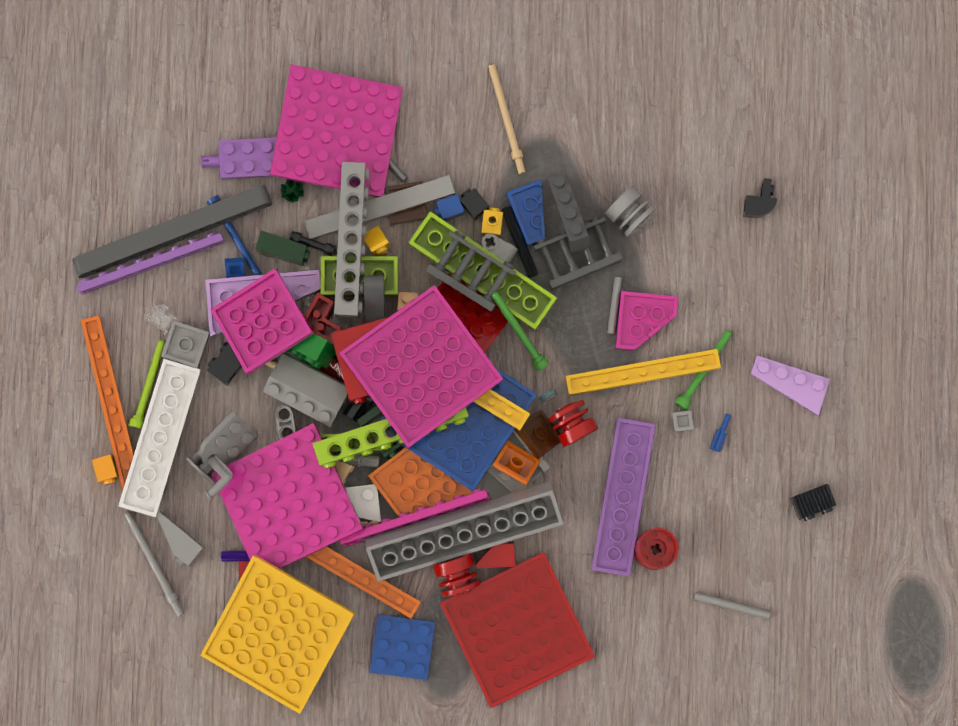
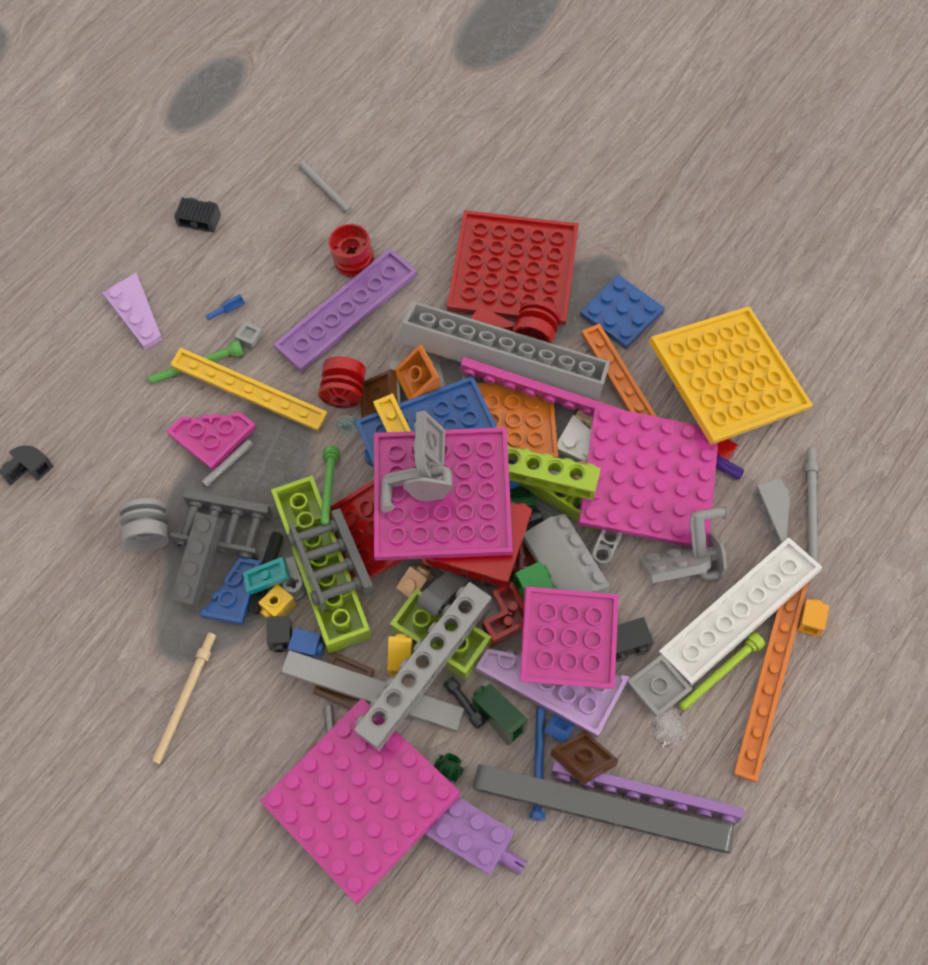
camera: 145 degrees left, 20 degrees down
(205, 256) = (584, 757): none -> reddish brown tile
(440, 373) = (430, 477): none -> light grey plate
(511, 233) = (266, 575): none -> teal plate

